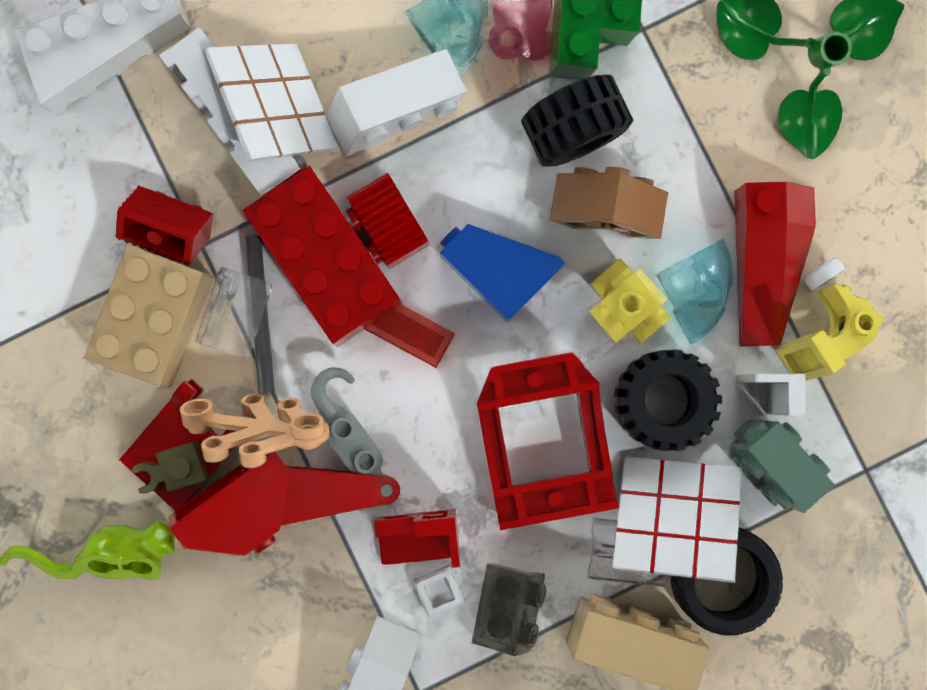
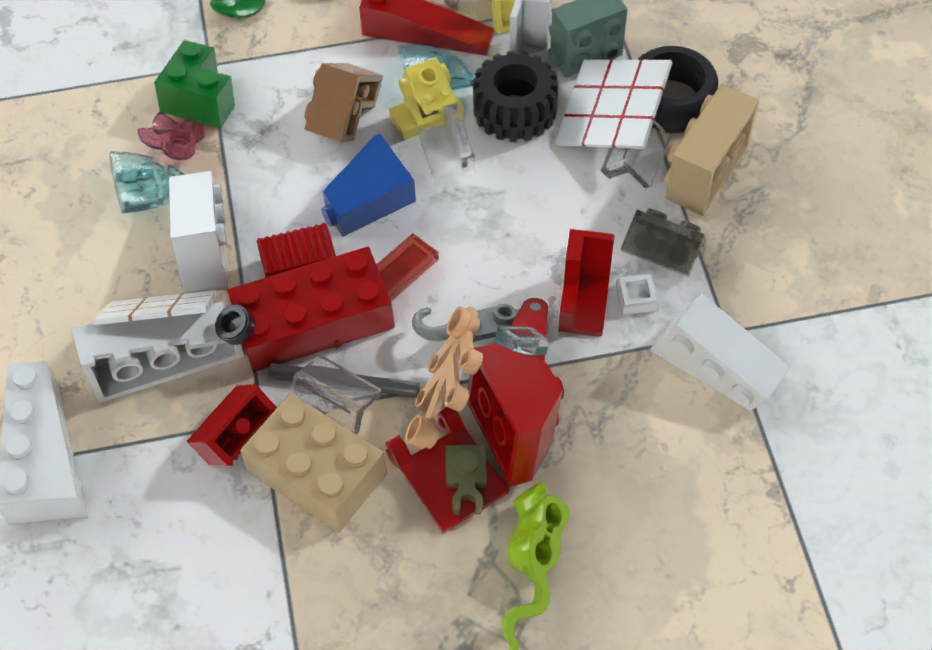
camera: 75 degrees left, 30 degrees down
(260, 191) = (235, 325): none -> black tile
(310, 495) = (523, 340): none -> clear light blue tile
(557, 496) = (574, 165): red wedge -> none
(576, 120) = (267, 98): black tyre -> none

